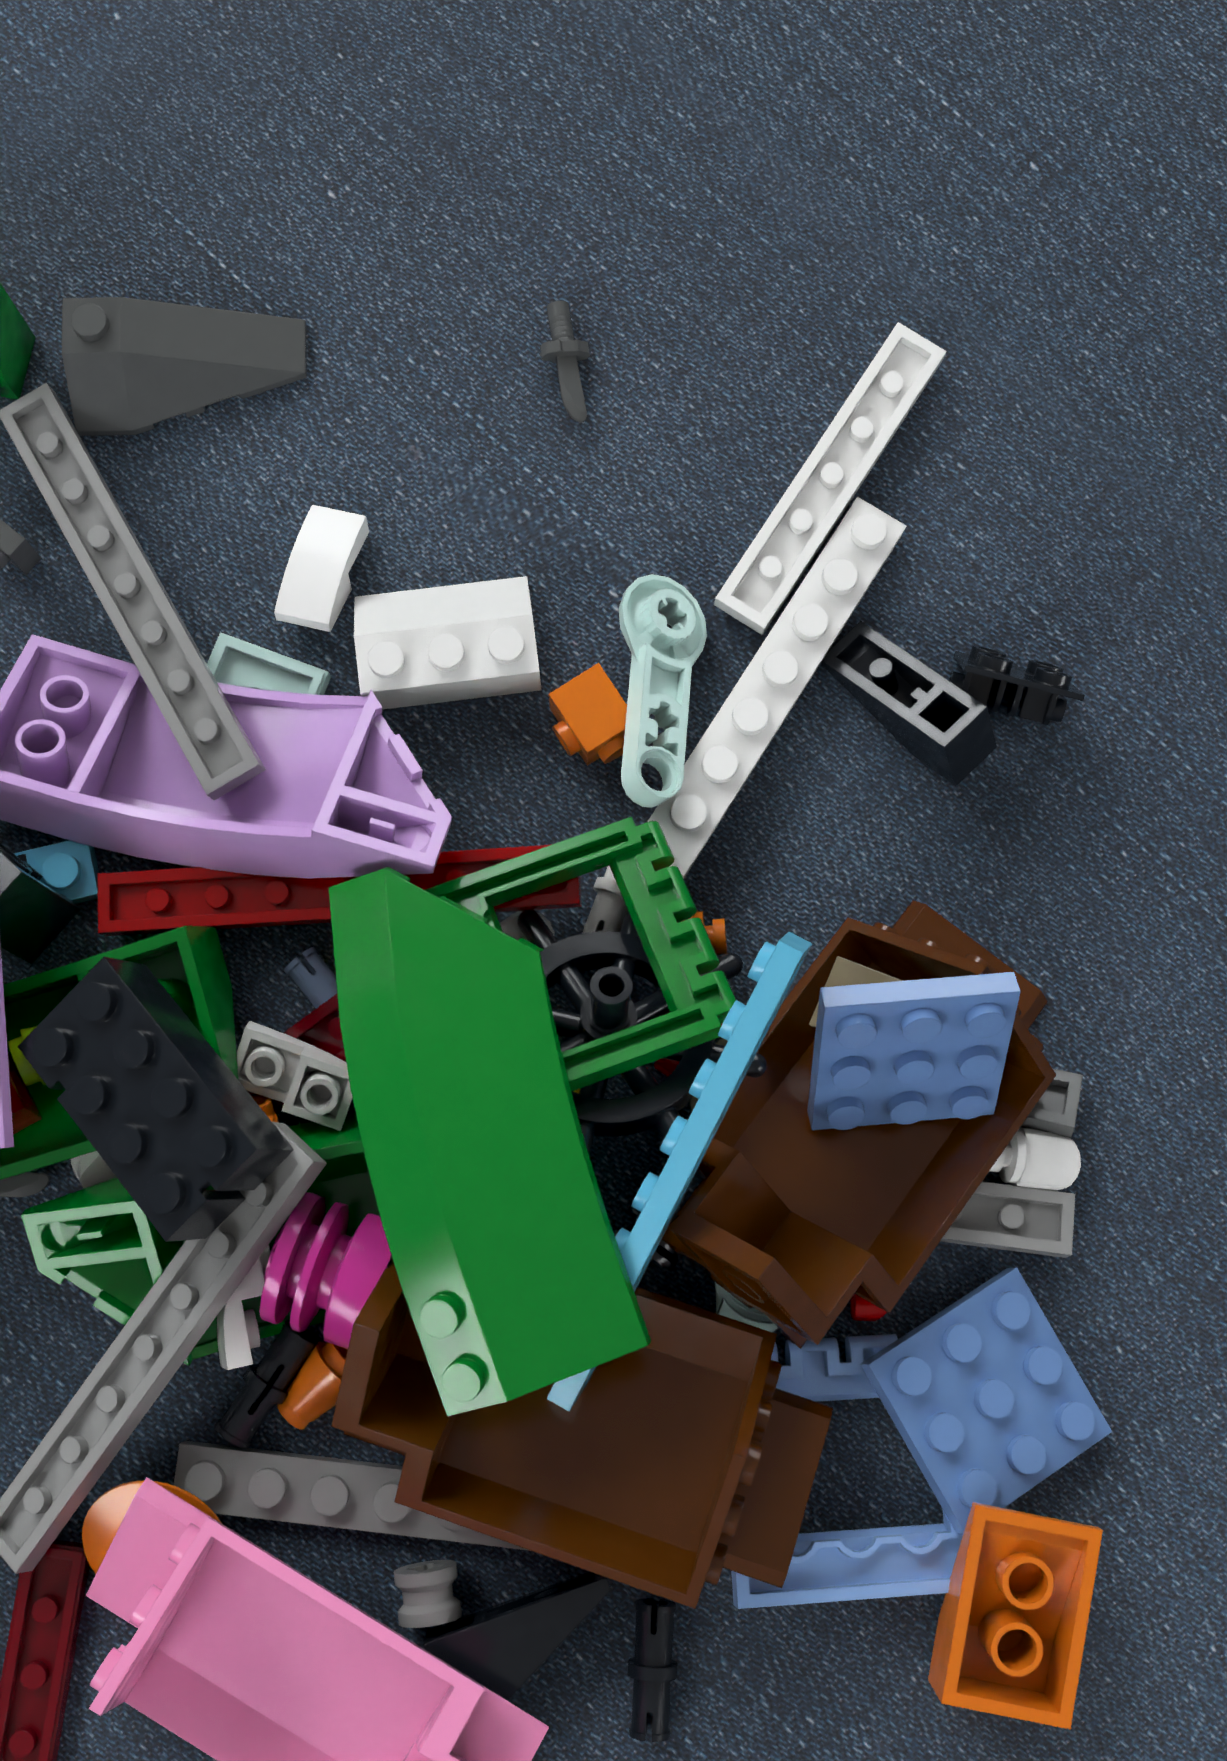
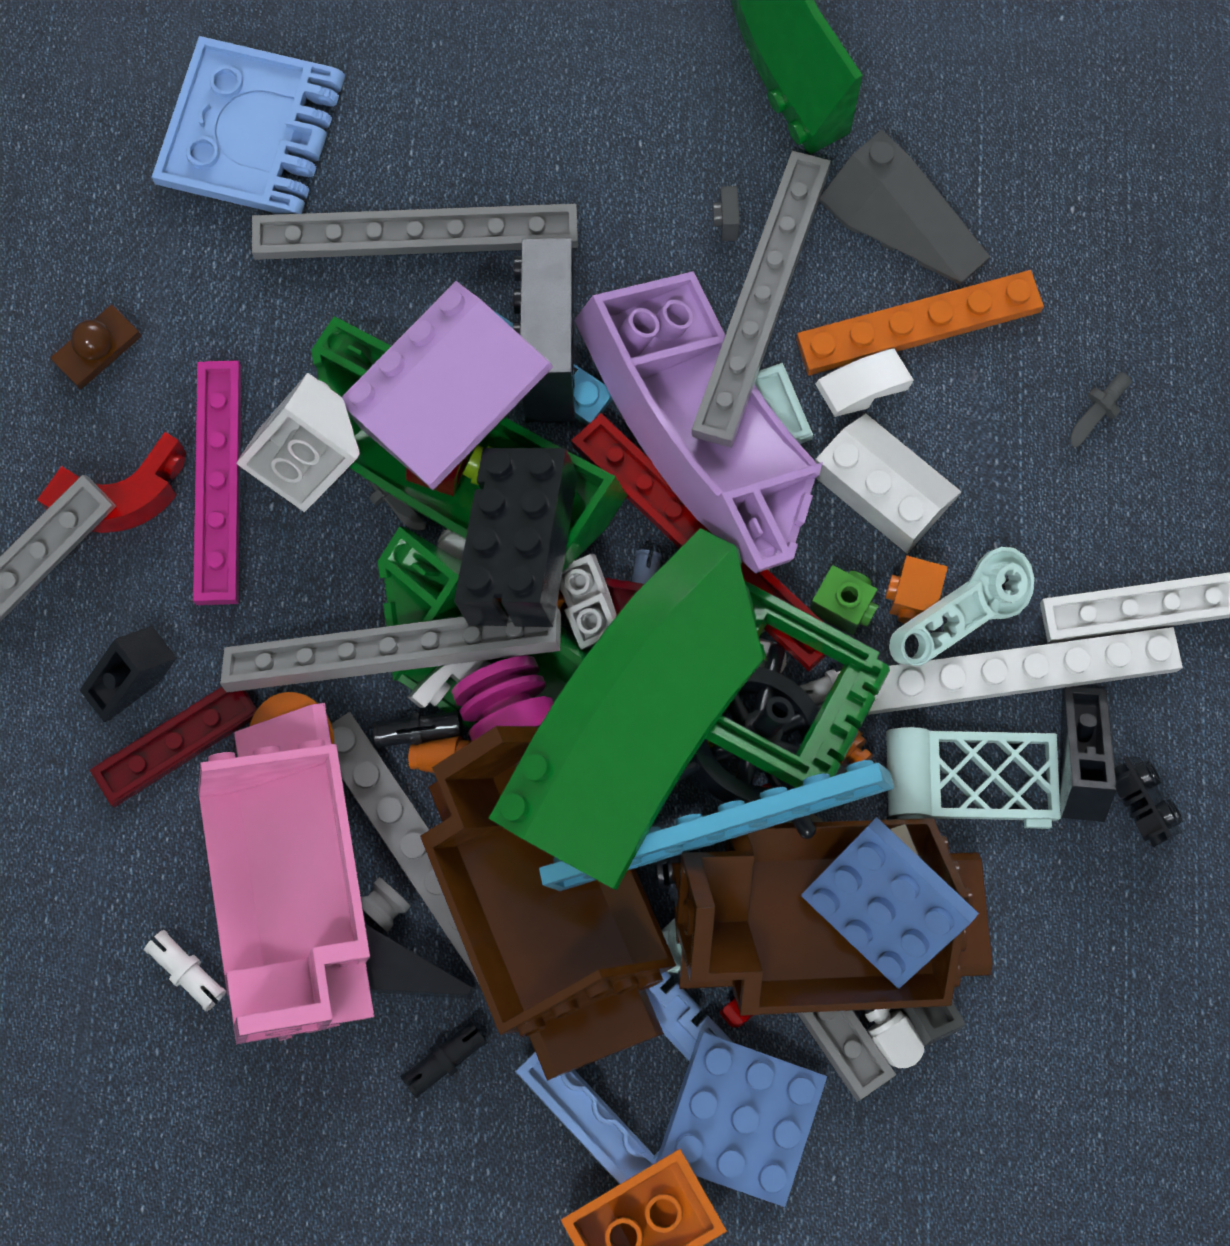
camera: 55 degrees right, 5 degrees down
(307, 455) = (920, 322): none -> orange plate
(536, 798) = (845, 600): none -> bright green brick
(782, 891) = (917, 785): none -> light aqua piece

